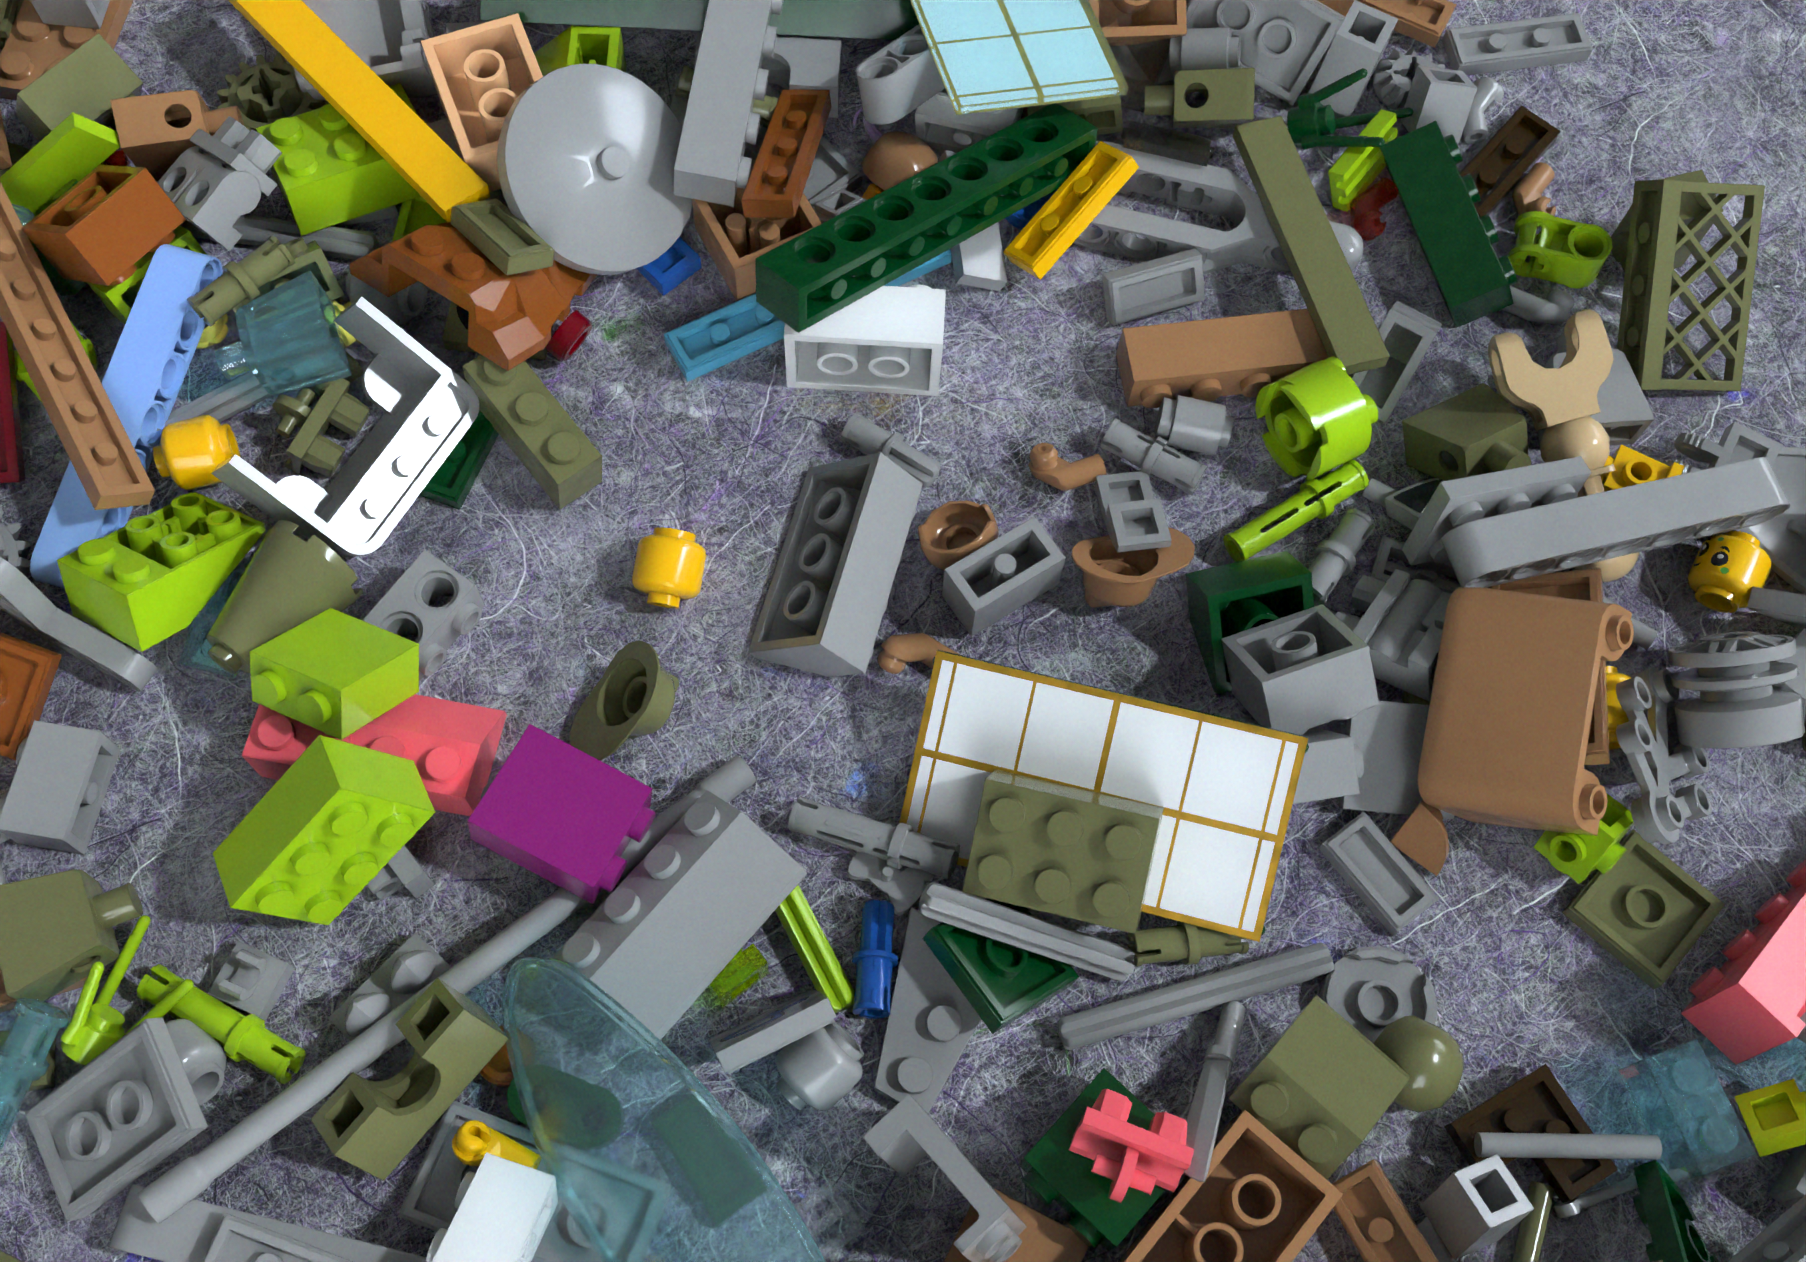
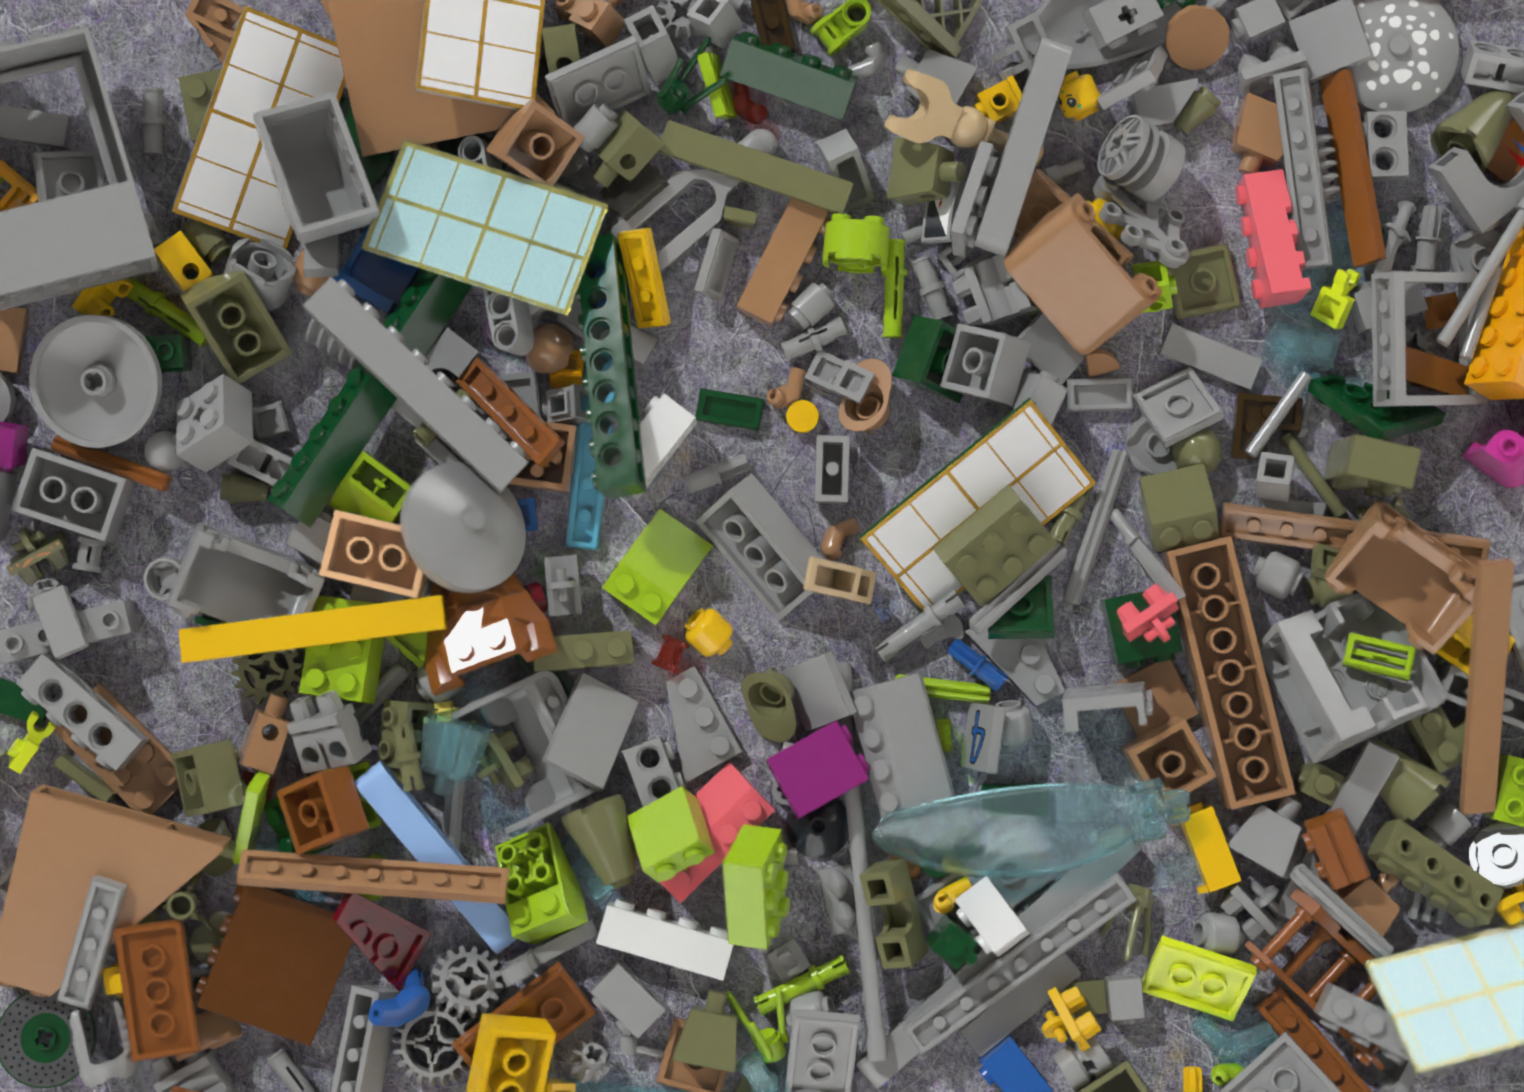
camera: 50 degrees left, 20 degrees up
(175, 776) = (665, 940): none -> white brick
(193, 450) = (479, 833): yellow head -> none
(410, 1190) = (952, 942): none -> dark green brick
(424, 493) = (590, 731): none -> light grey tile
(476, 919) = (819, 843): none -> black dish
(502, 236) = (480, 607): olive tile -> none
(529, 642) = (699, 725): none -> light grey wing
(594, 551) = (670, 654): none -> clear red bush
(608, 353) = (563, 585): none -> light grey hips
(687, 752) = (819, 691): none -> light grey tile
(709, 453) = (657, 567): none -> lime slope
(857, 665) = (839, 580): none -> tan slope
(956, 532) = (791, 474): medium nougat hair -> none
(984, 419) = (729, 409): none -> dark green tile
(1047, 503) = (802, 416): none -> yellow tile
(1232, 278) = (740, 218): none -> olive tile
(1456, 989) = (1178, 407): none -> light grey tile
(1556, 994) = (1210, 357): none -> light grey tile

